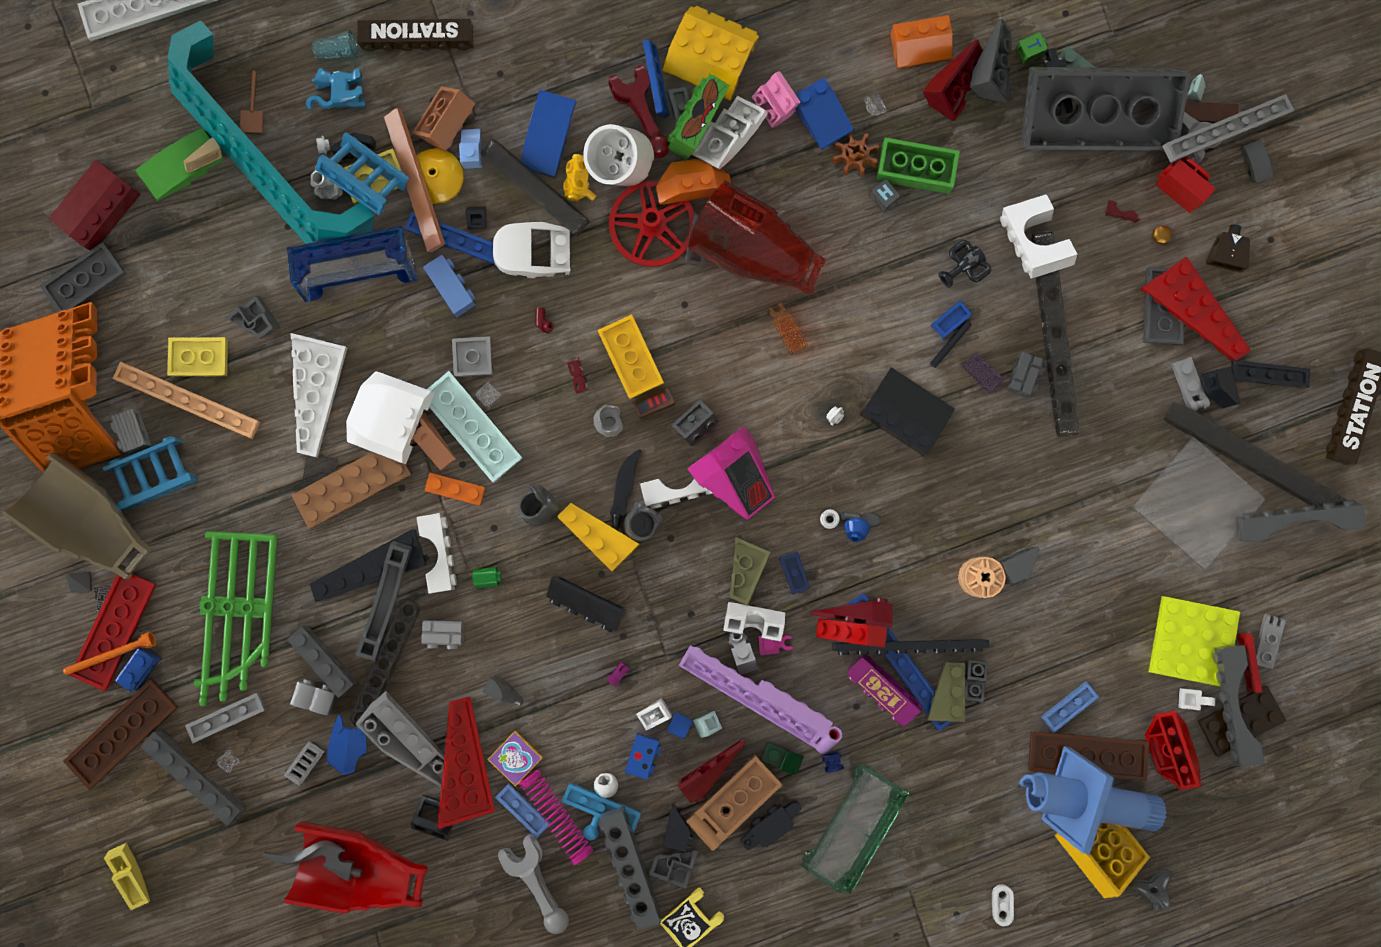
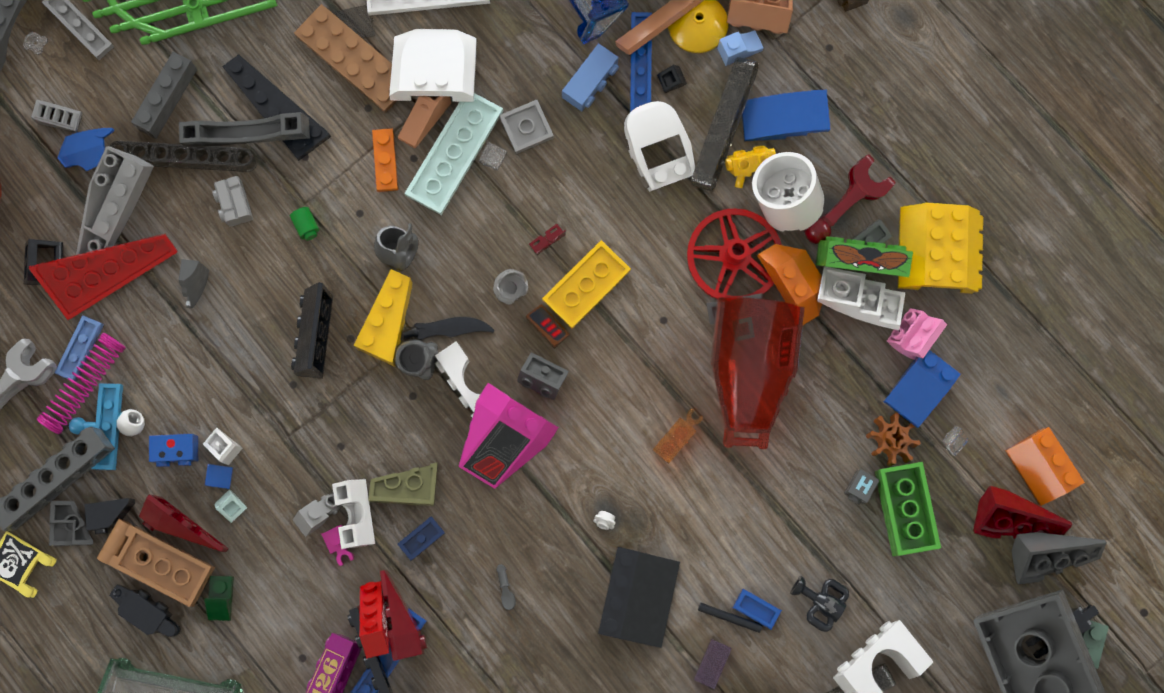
camera: 65 degrees right, 5 degrees down
(313, 697) = (124, 99): light grey brick -> none
(441, 576) = (335, 154): white arch -> none
(515, 758) = (129, 321): tile -> none
(542, 323) = (588, 183): dark red arm -> none
(617, 674) = (250, 393): magenta pin -> none
(656, 78) = (888, 203): blue tile -> none
(765, 700) = (273, 557): lavender hinge -> none
(832, 762) = (232, 653): clear blue wheel -> none
(834, 523) = (485, 555): white plate -> none
(857, 529) = (490, 588): blue cone -> none
(1031, 48) = (1088, 588): bright green brick -> none

